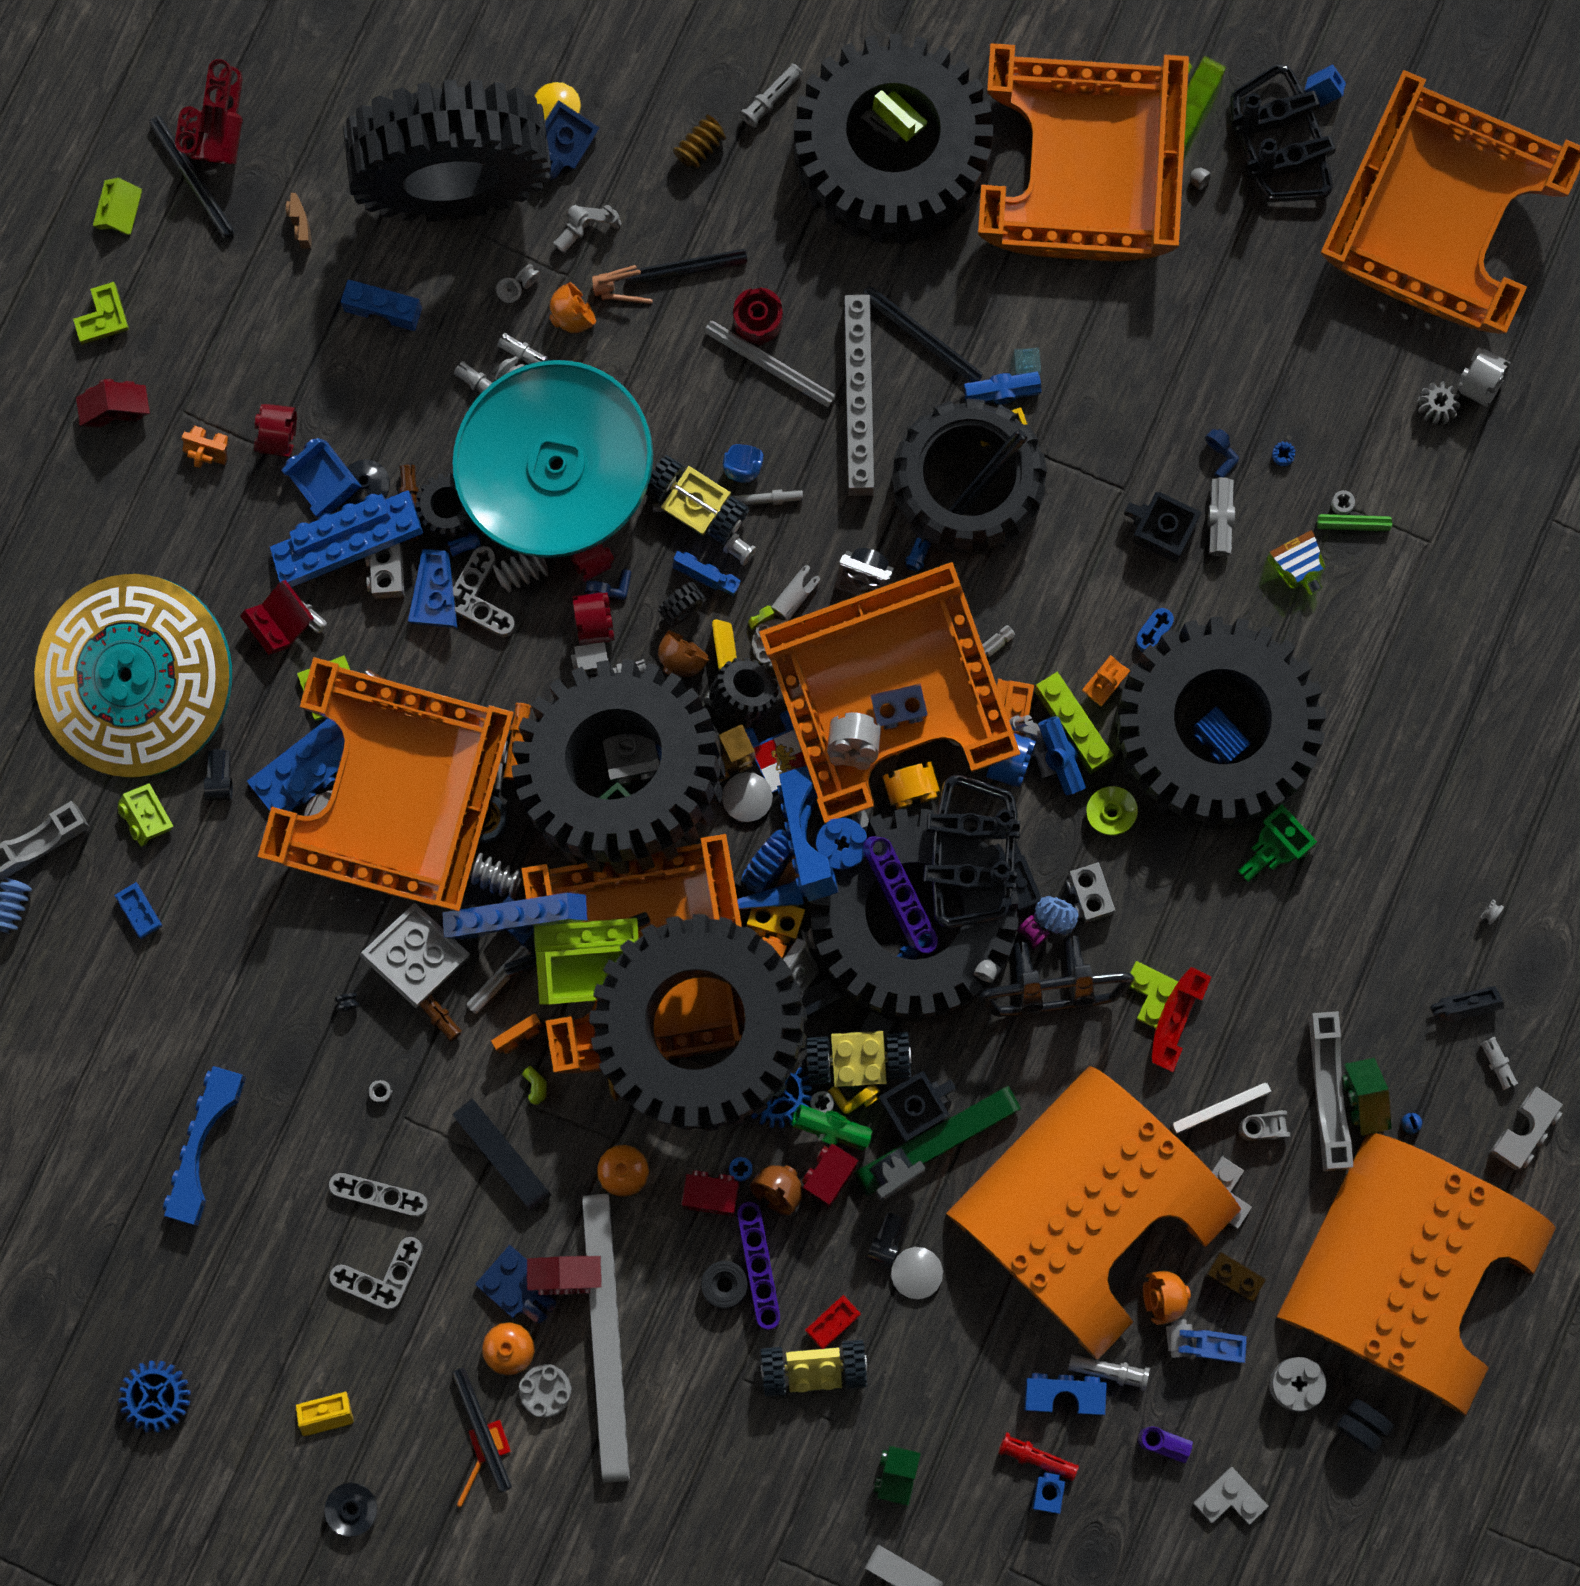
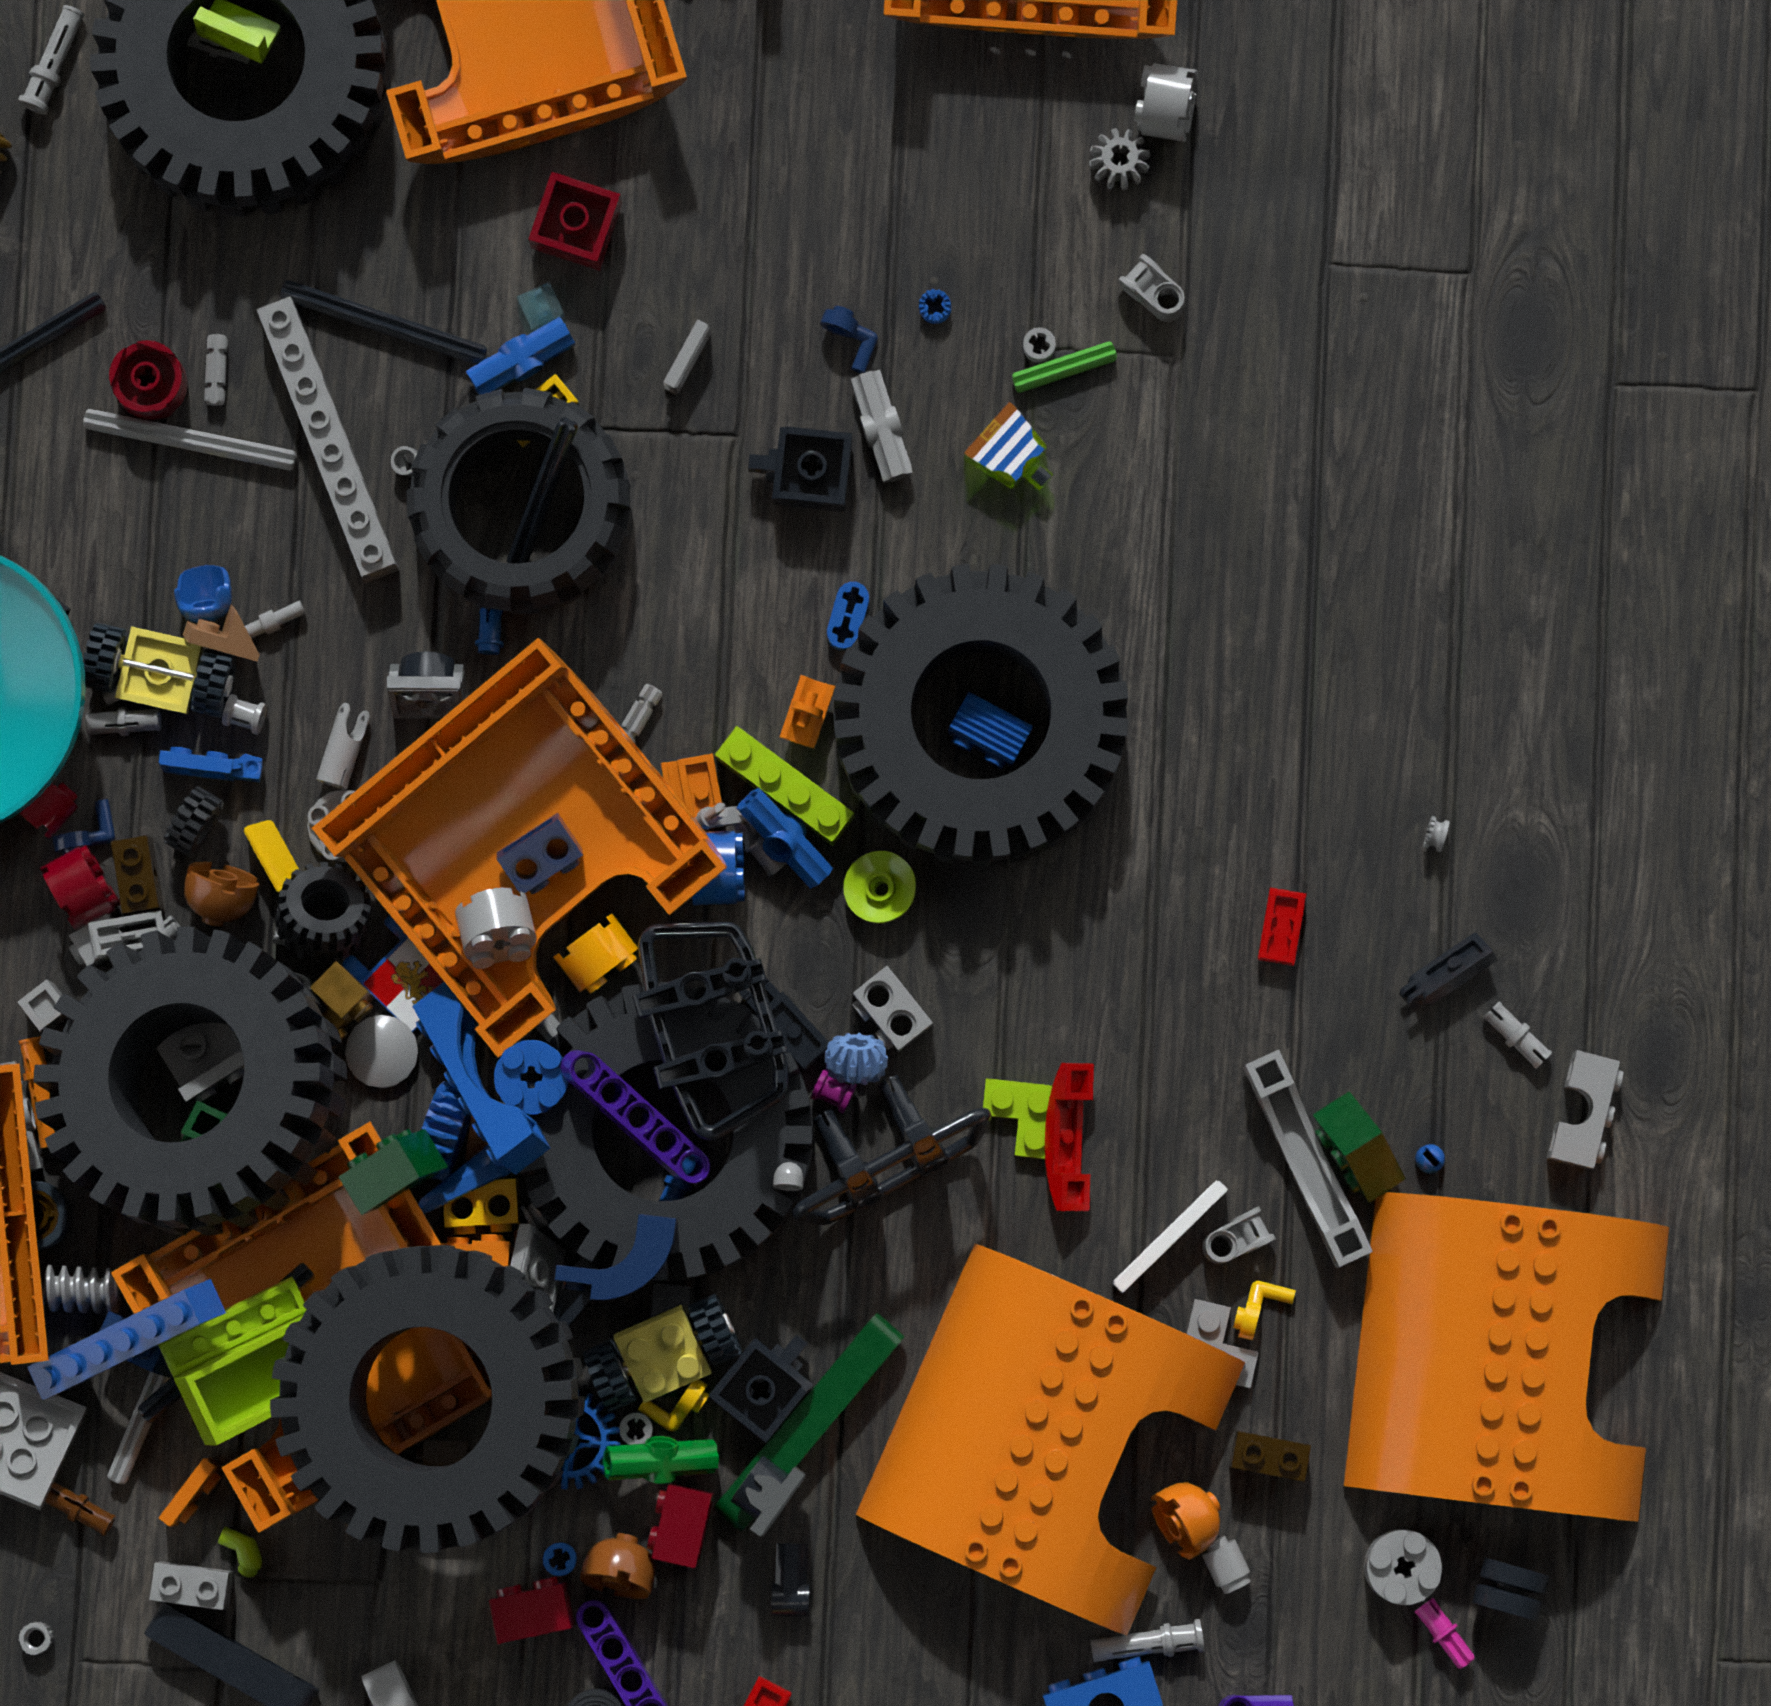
camera: 20 degrees left, 5 degrees up
(494, 1094) = (191, 1585): none -> light grey brick
(539, 684) = (40, 1006): none -> light grey brick
(610, 650) = (96, 941): none -> light grey tile
(623, 1170) = (403, 1621): orange cylinder -> none
(632, 626) = (137, 875): none -> dark brown brick
(660, 525) = (123, 721): none -> light grey pin
(733, 867) = (397, 1166): none -> dark green brick
(751, 497) = (232, 639): none -> medium nougat slope
(765, 615) = (312, 793): lime tile -> none
(803, 325) = (216, 369): none -> light grey axle
(861, 994) = (648, 1256): none -> dark blue arch
(899, 425) = (399, 460): none -> light grey hinge
(917, 1273) = (846, 1609): light grey dish -> none
(1070, 314) = (575, 221): none -> dark red brick
(1110, 427) = (687, 357): none -> light grey tile
(1215, 1345) = (1276, 1557): blue hinge -> none
(1253, 1181) = (1247, 1317): none -> yellow plate
(1281, 840) = (1122, 842): green brick -> none
(1309, 1439) = (1445, 1633): none -> dark pink axle
(1367, 934) = (1281, 926): none -> red plate
(1430, 489) = (1148, 284): none -> light grey piece

